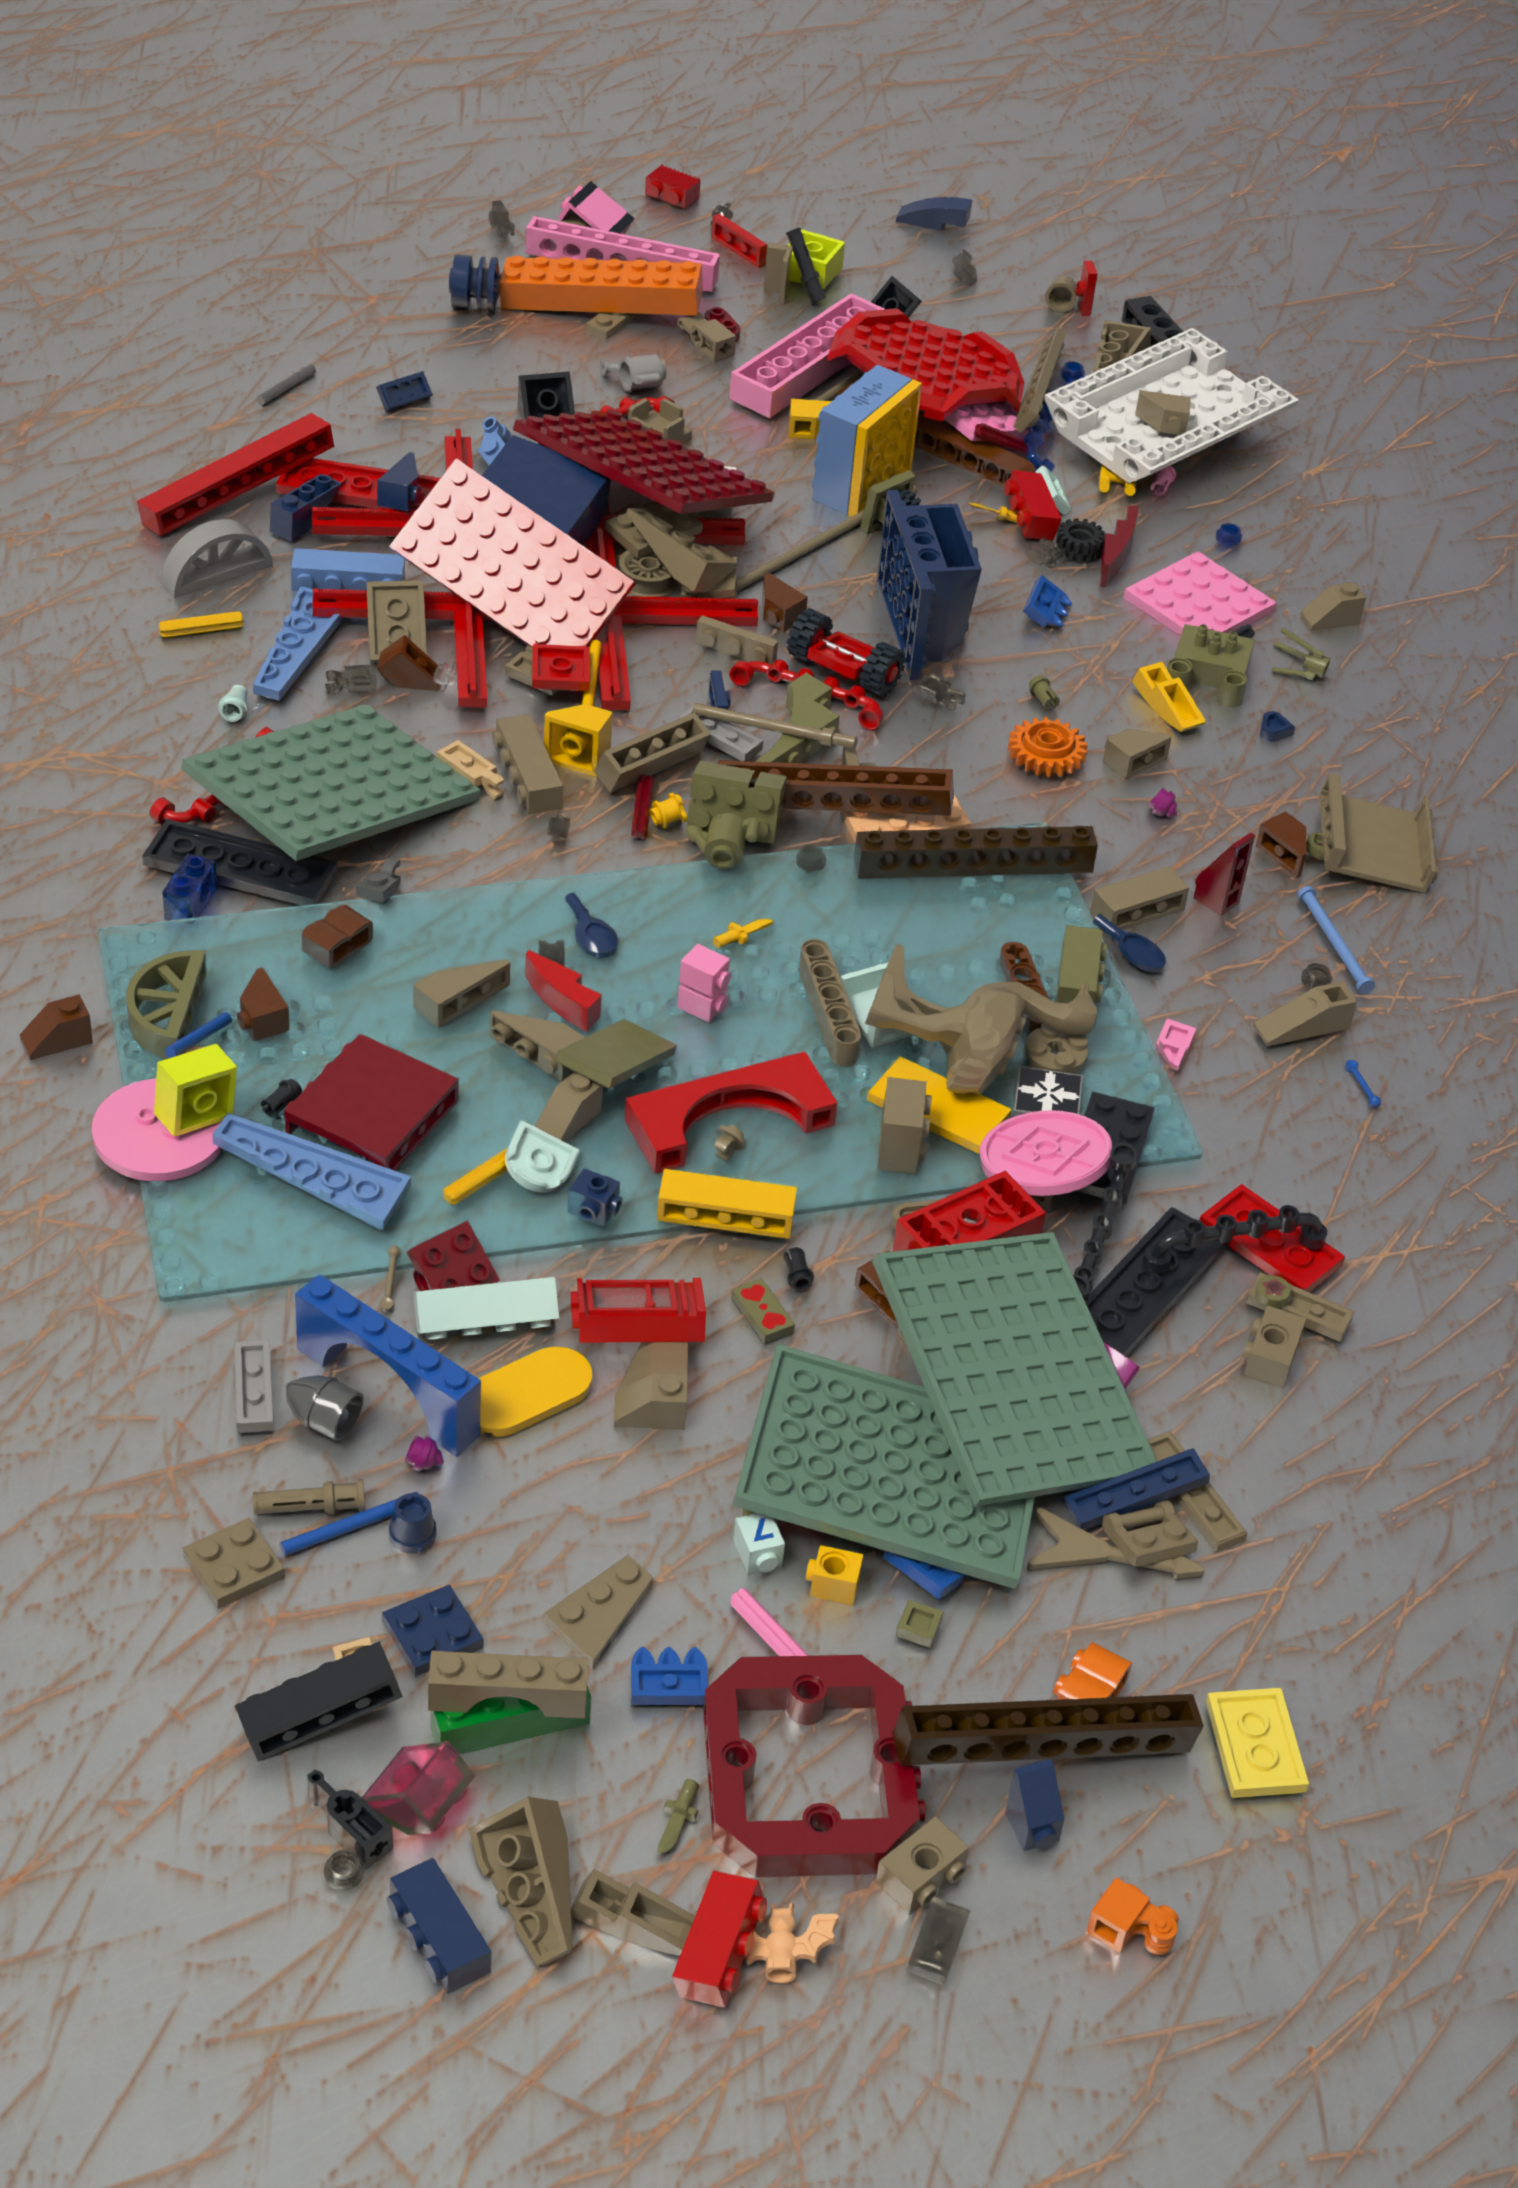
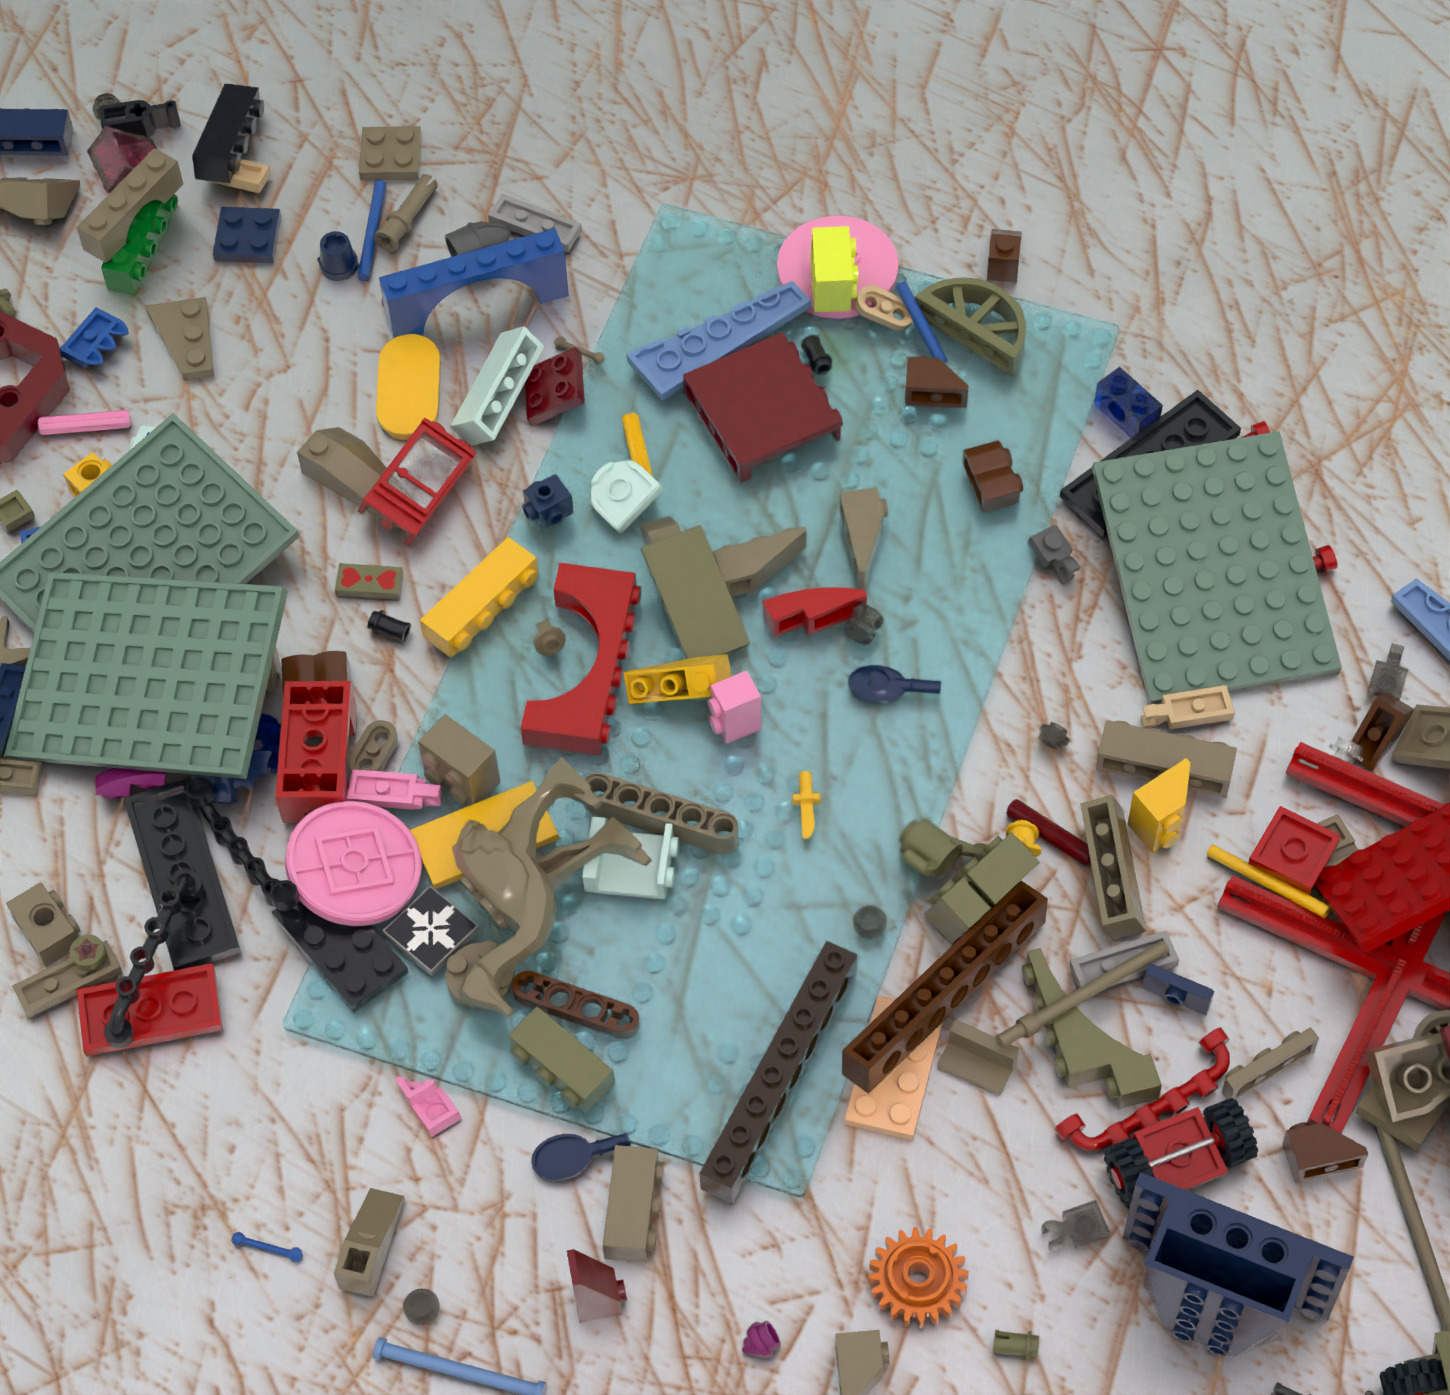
camera: 130 degrees right, 15 degrees up
(234, 704) = (1401, 558): light aqua cone -> none
(694, 1025) = (676, 679): none -> yellow slope
(950, 1165) = (393, 790): none -> bright pink hinge

